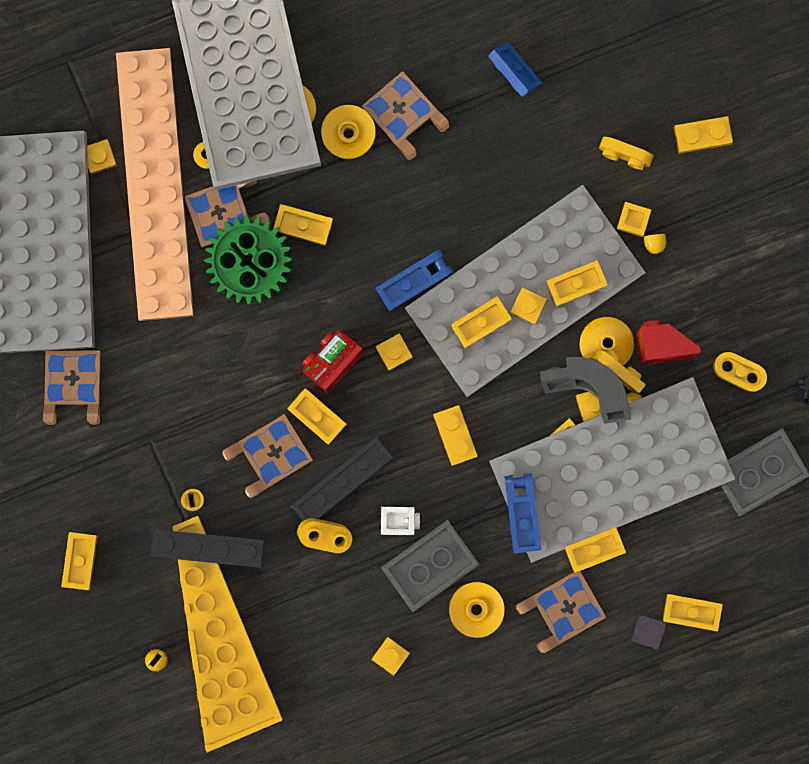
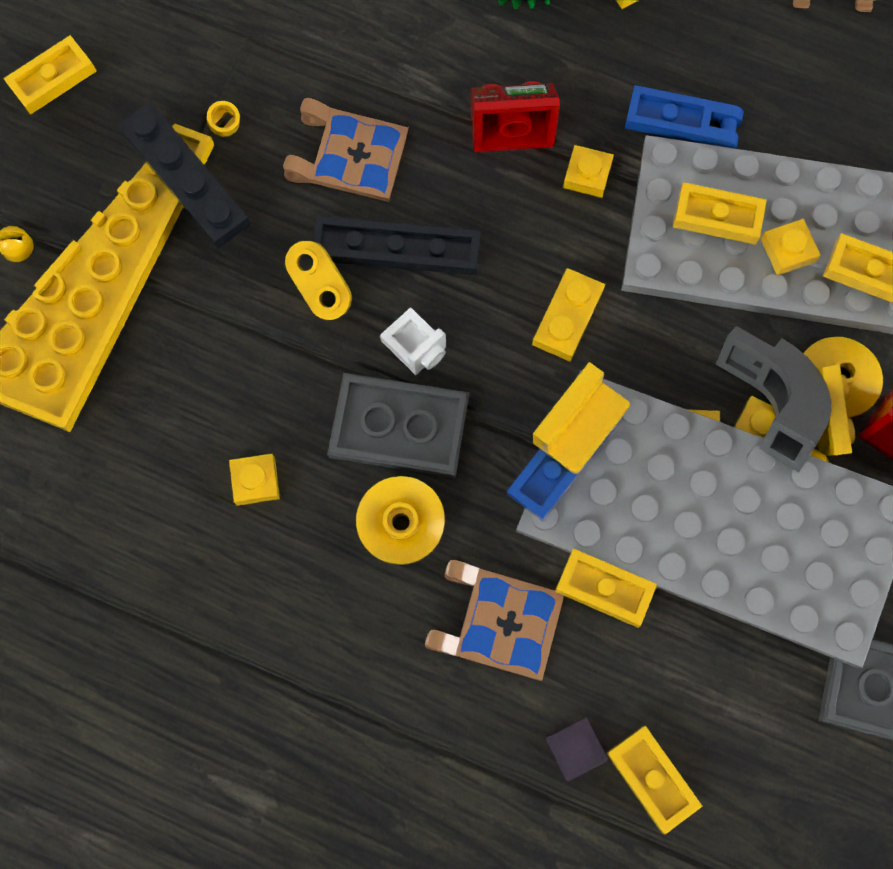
camera: 45 degrees right, 10 degrees down
(316, 416) = (439, 157): yellow plate -> none
(517, 491) = (580, 420): none -> yellow panel

